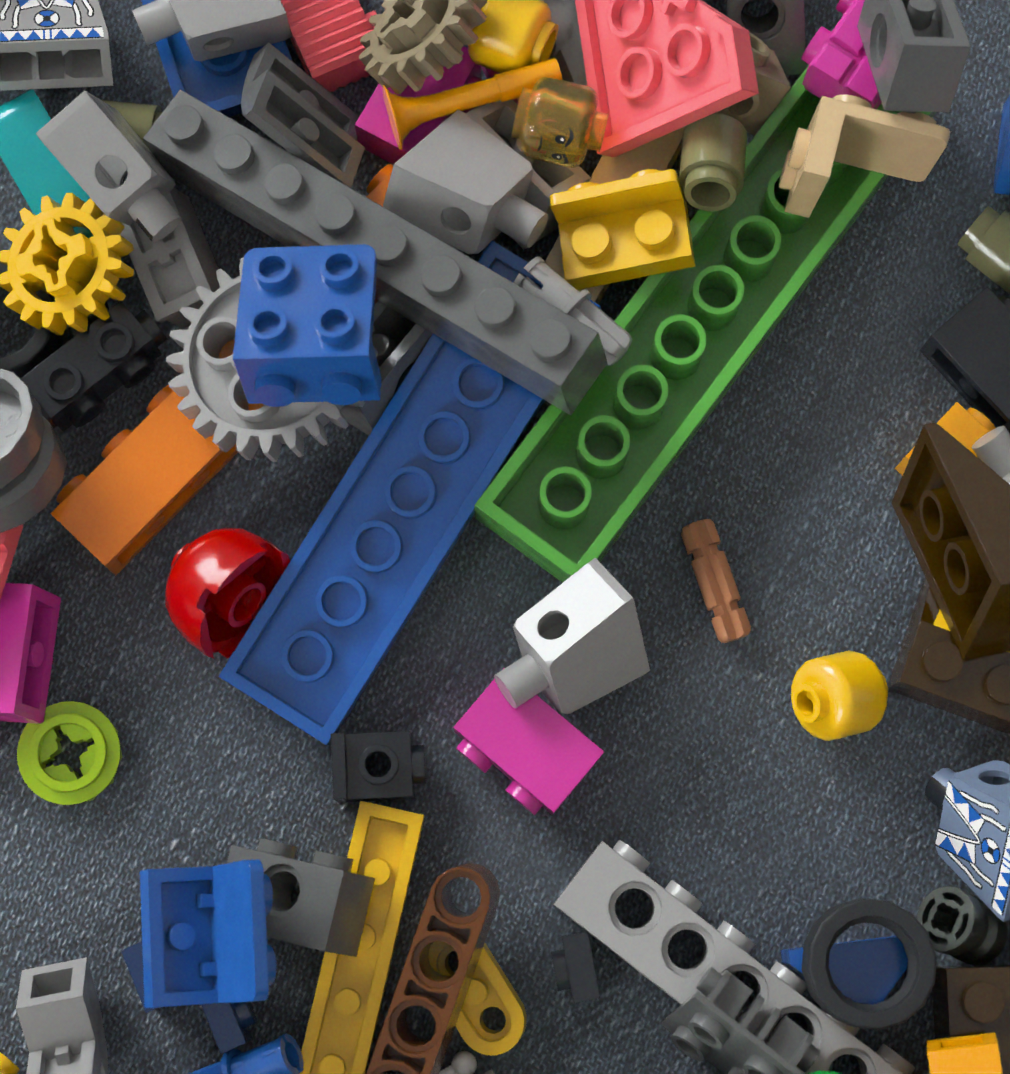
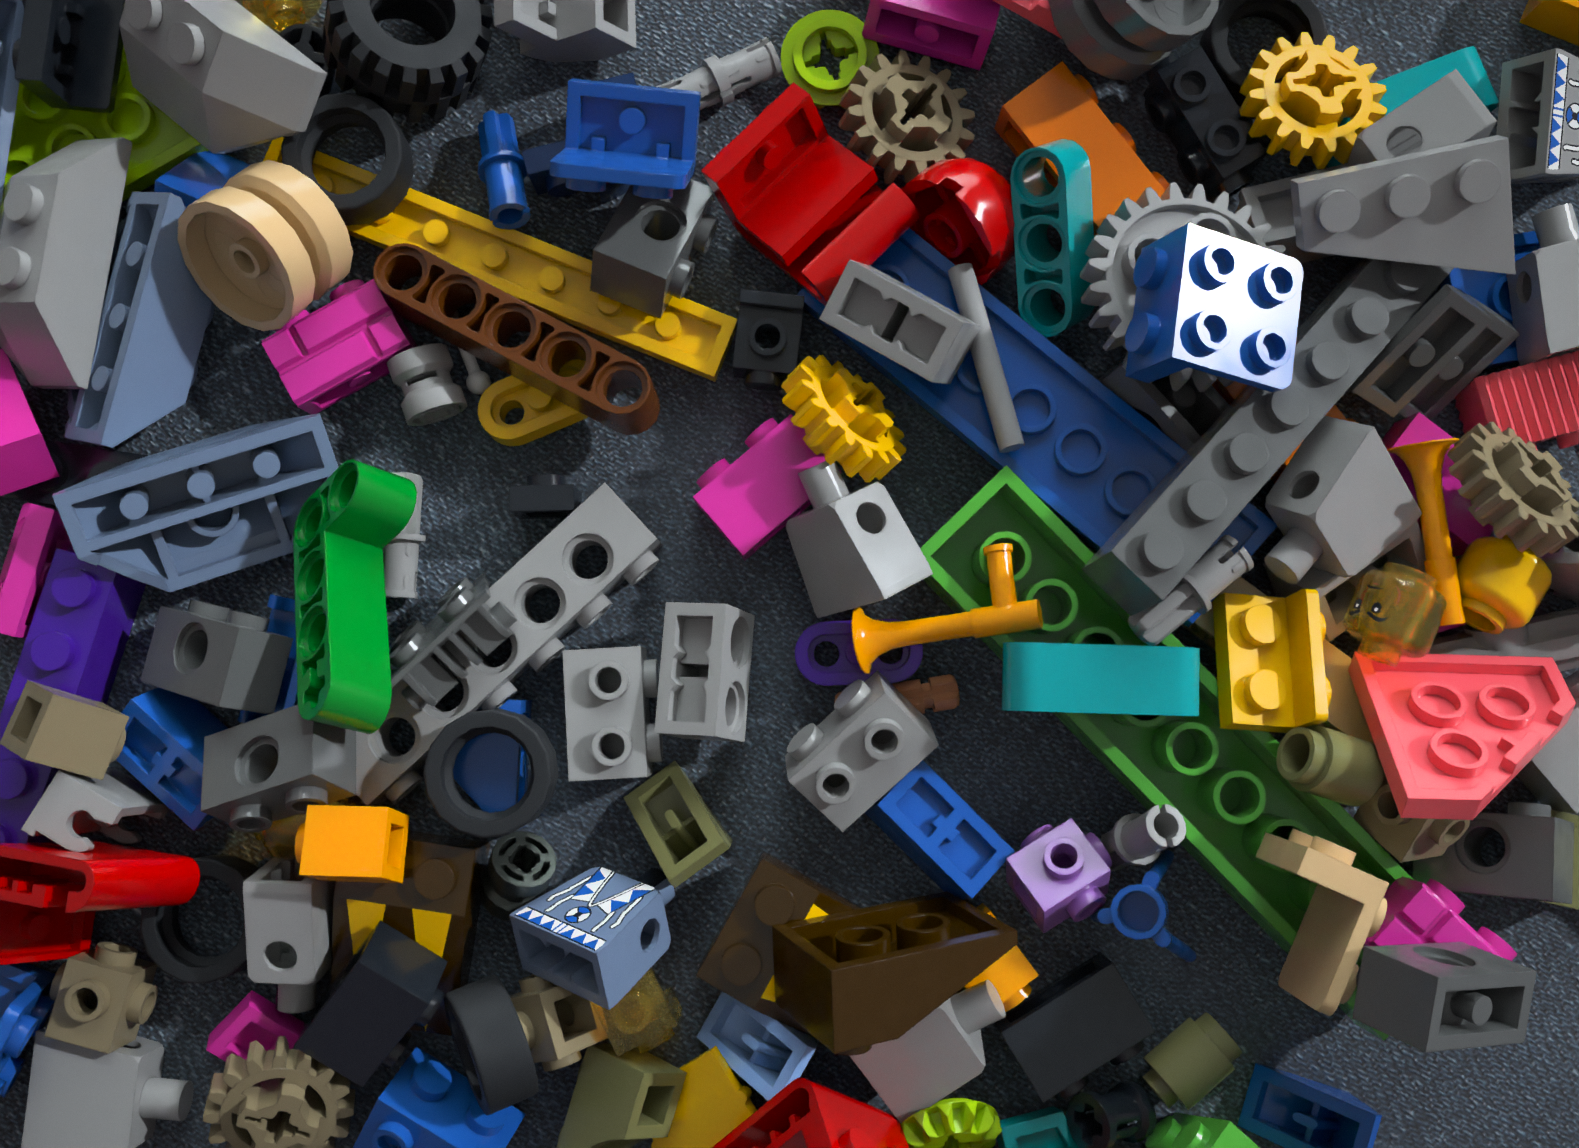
camera: 100 degrees right, 5 degrees up
(106, 861) = (731, 74): none -> light grey pin
(122, 688) = (889, 94): none -> dark tan gear
(176, 155) = (1414, 208): none -> light grey wing
(209, 483) = (1069, 211): none -> teal beam
(229, 746) = (805, 195): none -> red piece
(350, 629) = (899, 322): none -> light grey brick
(366, 542) = (987, 360): none -> light grey bar
(449, 673) = (843, 418): none -> yellow gear
(627, 483) = (1005, 616): none -> light orange piece
(672, 383) = (1100, 679): none -> teal beam
(676, 626) = (847, 668): none -> dark purple plate
(727, 771) = (704, 672): none -> light grey brick
(774, 606) = (858, 750): none -> light grey brick
(782, 862) = (610, 713): none -> light grey brick
(809, 325) = (1141, 837): none -> light grey axle
(837, 518) = (940, 832): none -> blue hinge
(839, 695) = (758, 800): yellow head -> none
(856, 397) = (1059, 874): none -> medium lavender brick
(878, 313) = (1142, 911): none -> blue plant
(879, 774) = (677, 823): none -> olive slope

